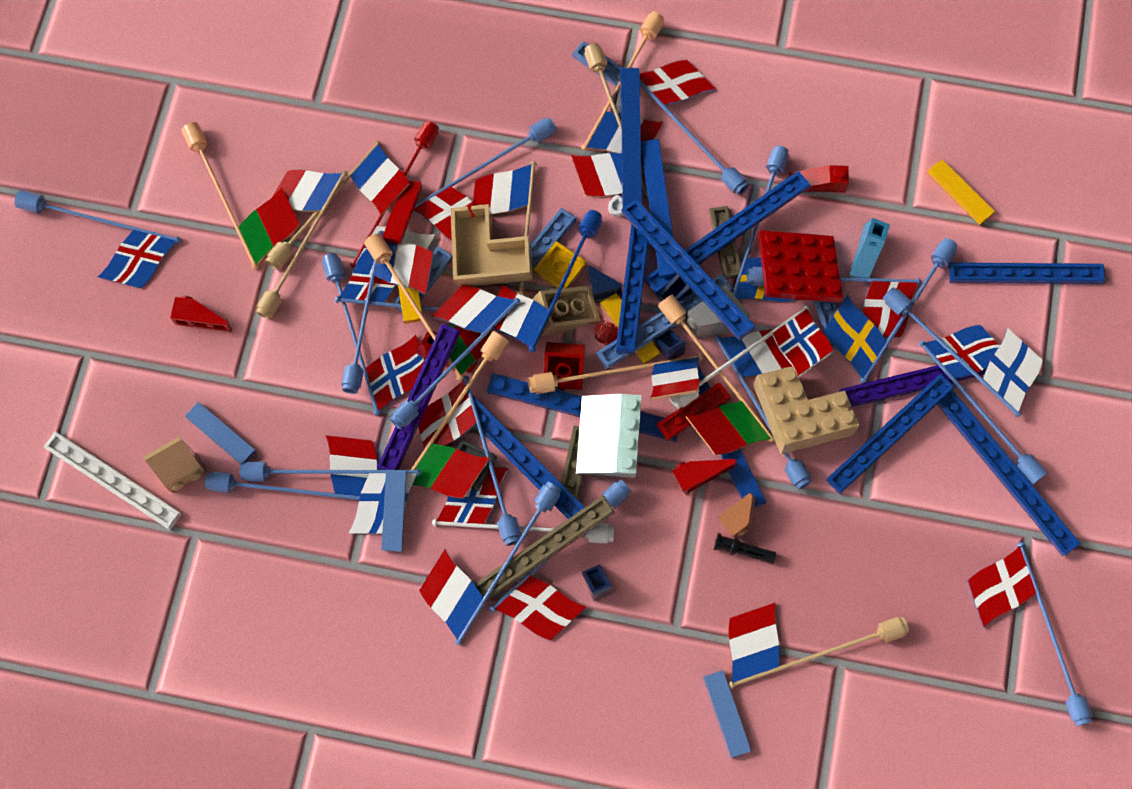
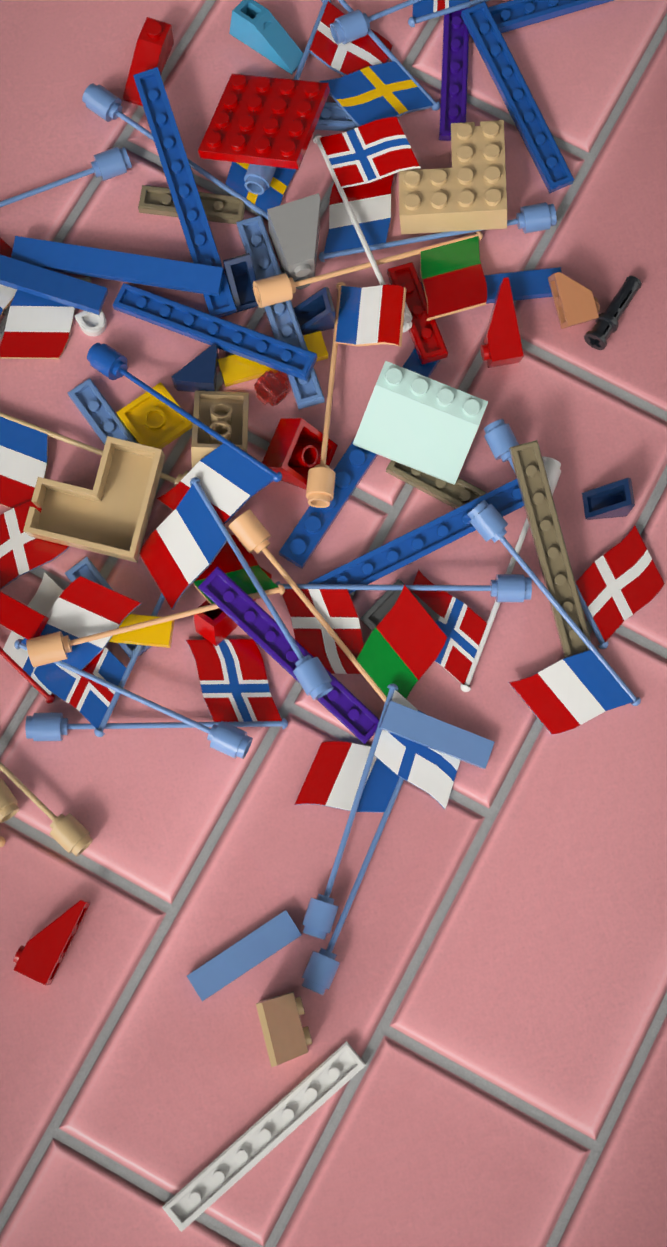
camera: 80 degrees left, 5 degrees up
(688, 270) = (227, 248): blue plate -> none

